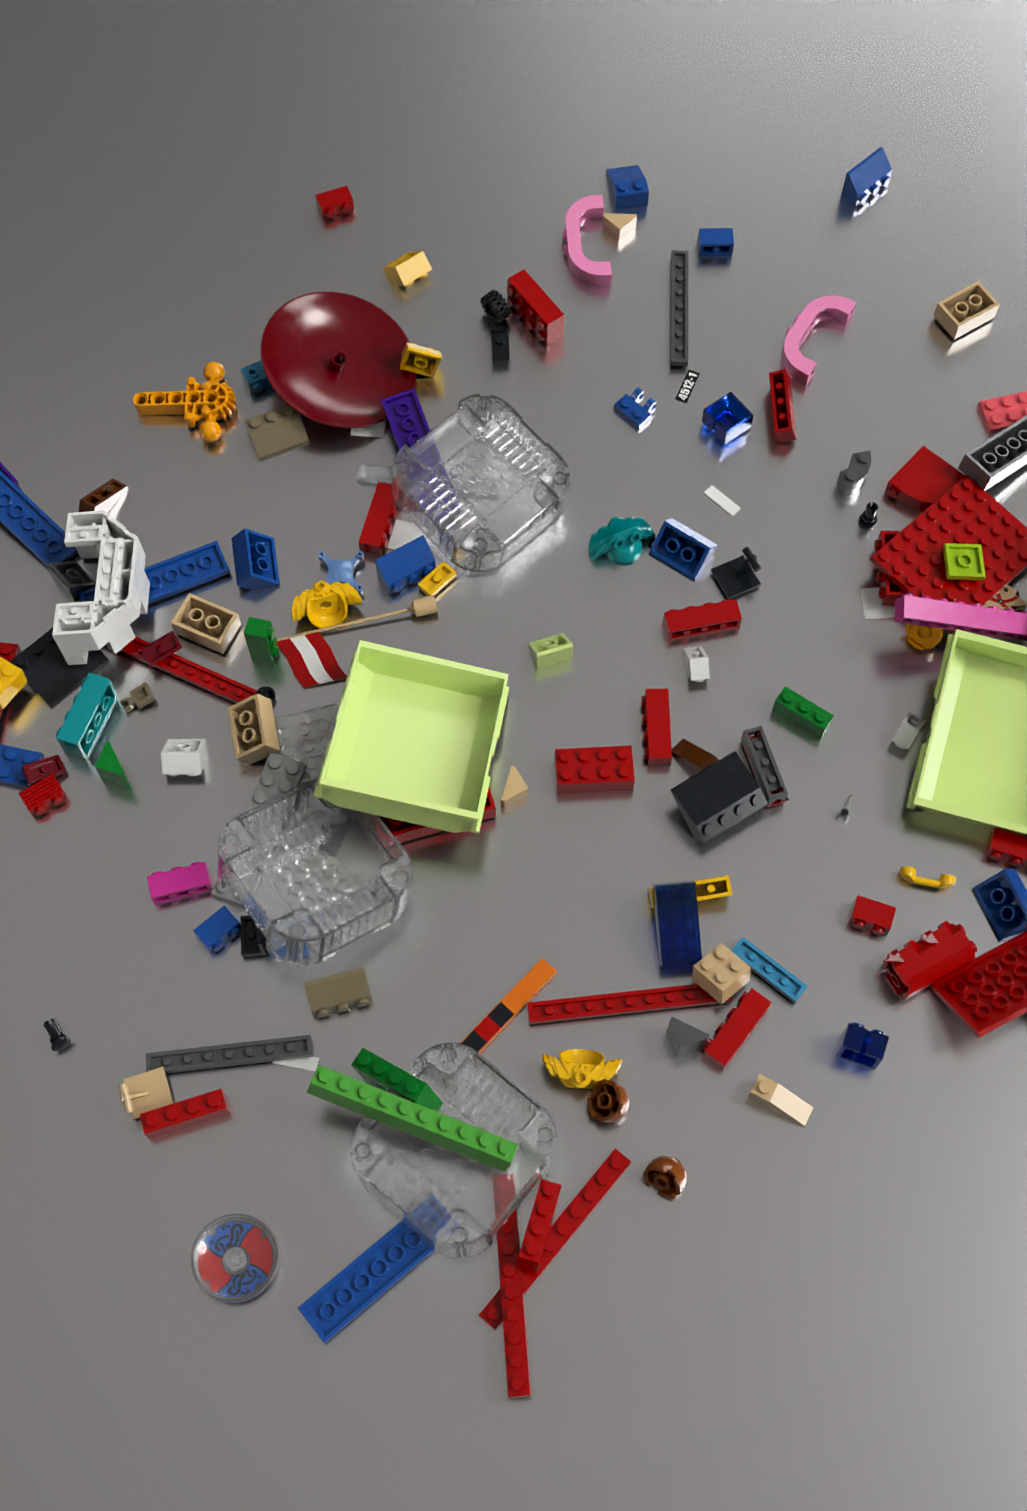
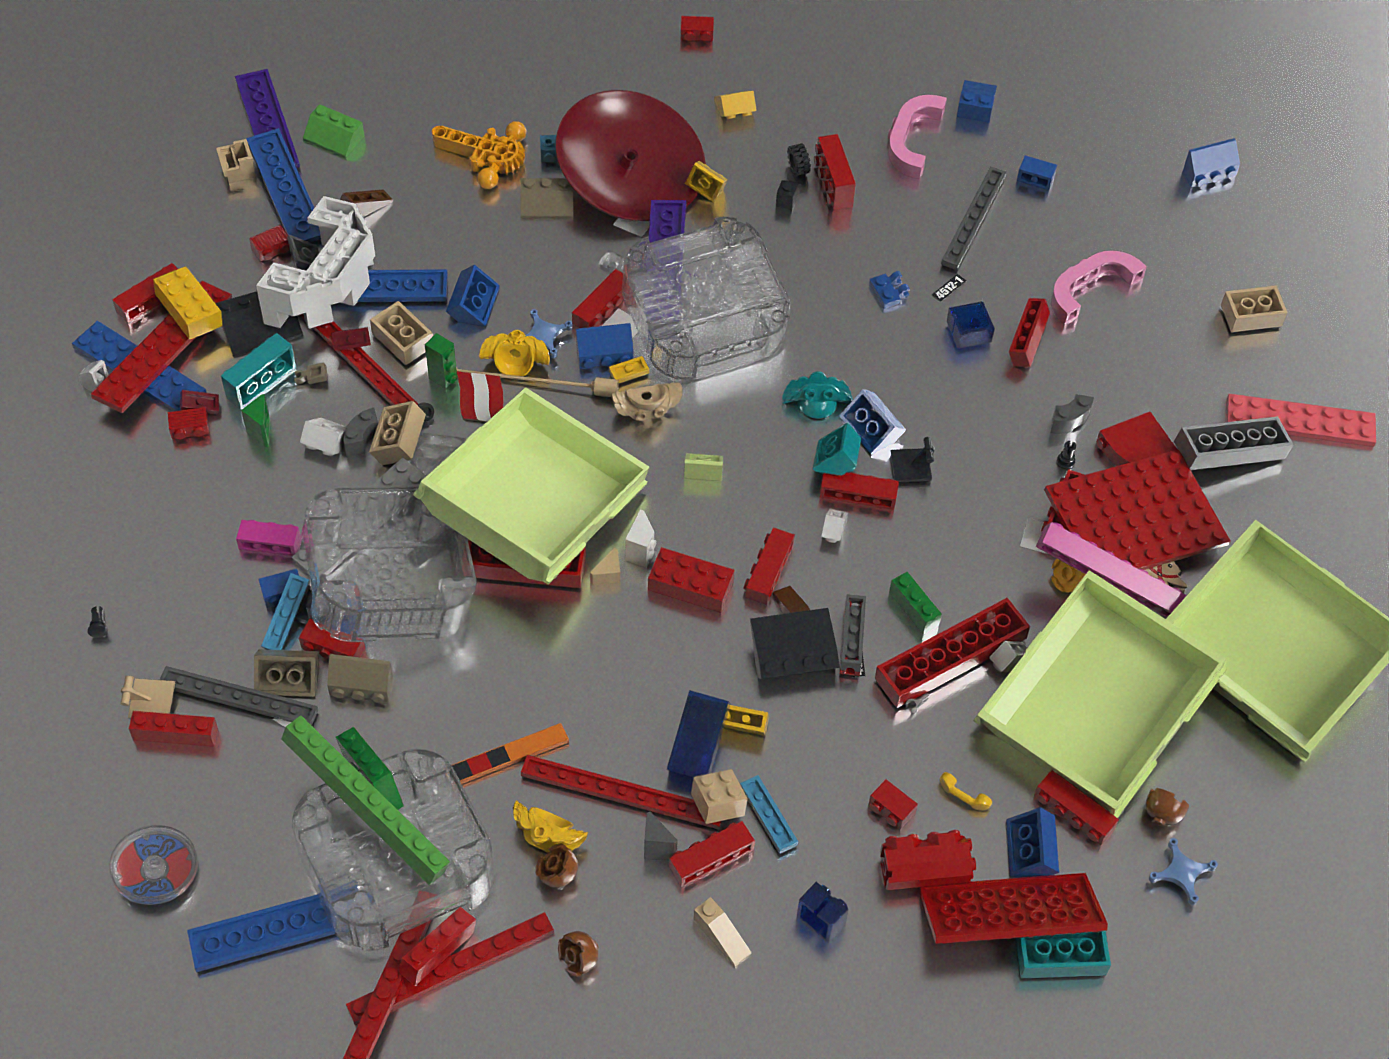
camera: 20 degrees right, 10 degrees down
(30, 577) = (269, 243): none -> red brick
(34, 435) = (333, 131): none -> bright green slope
(214, 740) = (360, 432): none -> dark grey brick
(235, 955) = (285, 612): none -> dark azure plate
(263, 1012) = (286, 672): none -> dark tan slope
(275, 970) = (315, 639): none -> red brick
(459, 614) = (636, 403): none -> tan piece
(534, 750) = (640, 542): none -> white slope
(619, 224) = (953, 129): tan slope -> none
(668, 591) = (838, 451): none -> teal slope
(722, 500) = (932, 395): white sticker -> none
(857, 748) = (950, 652): none -> red brick
(964, 561) = (1134, 521): lime plate -> none

